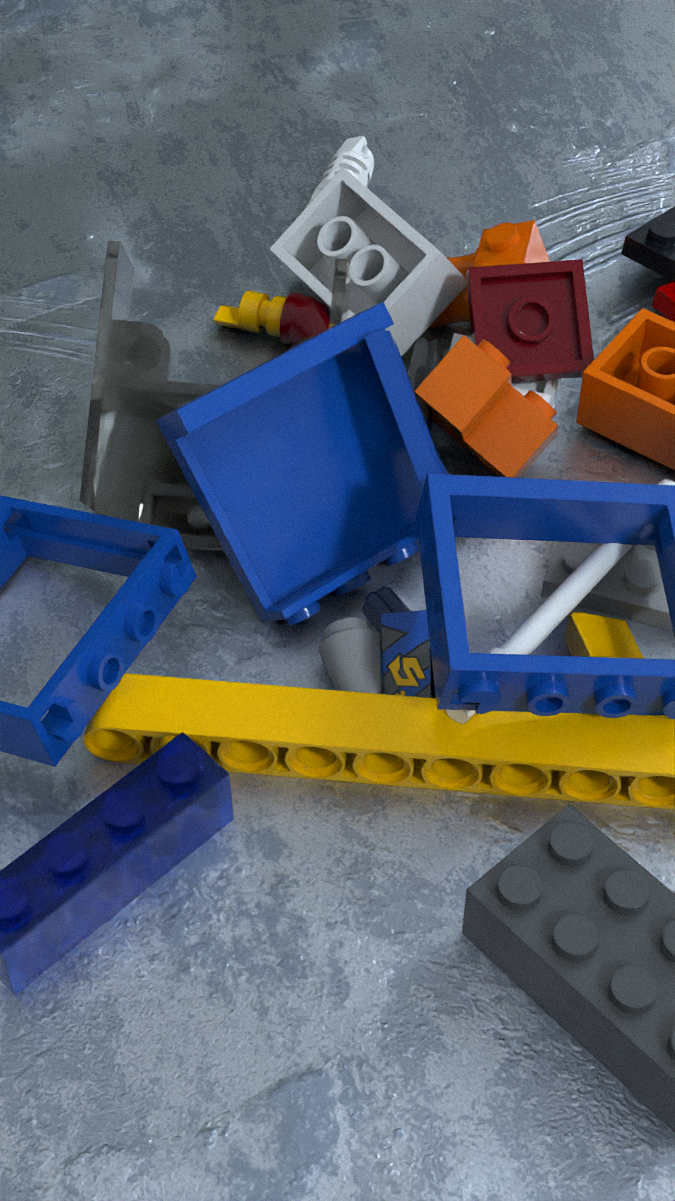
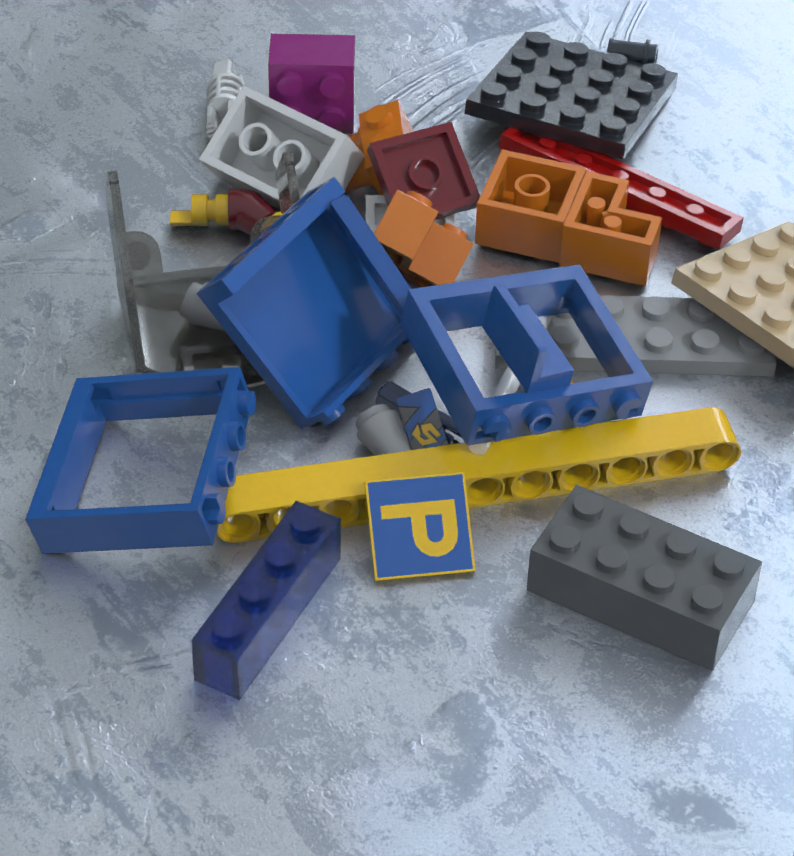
camera: 20 degrees left, 5 degrees down
(342, 805) = (419, 526): none -> blue piece
(446, 178) = (315, 76): none -> magenta brick
(556, 588) = (525, 343): none -> blue panel

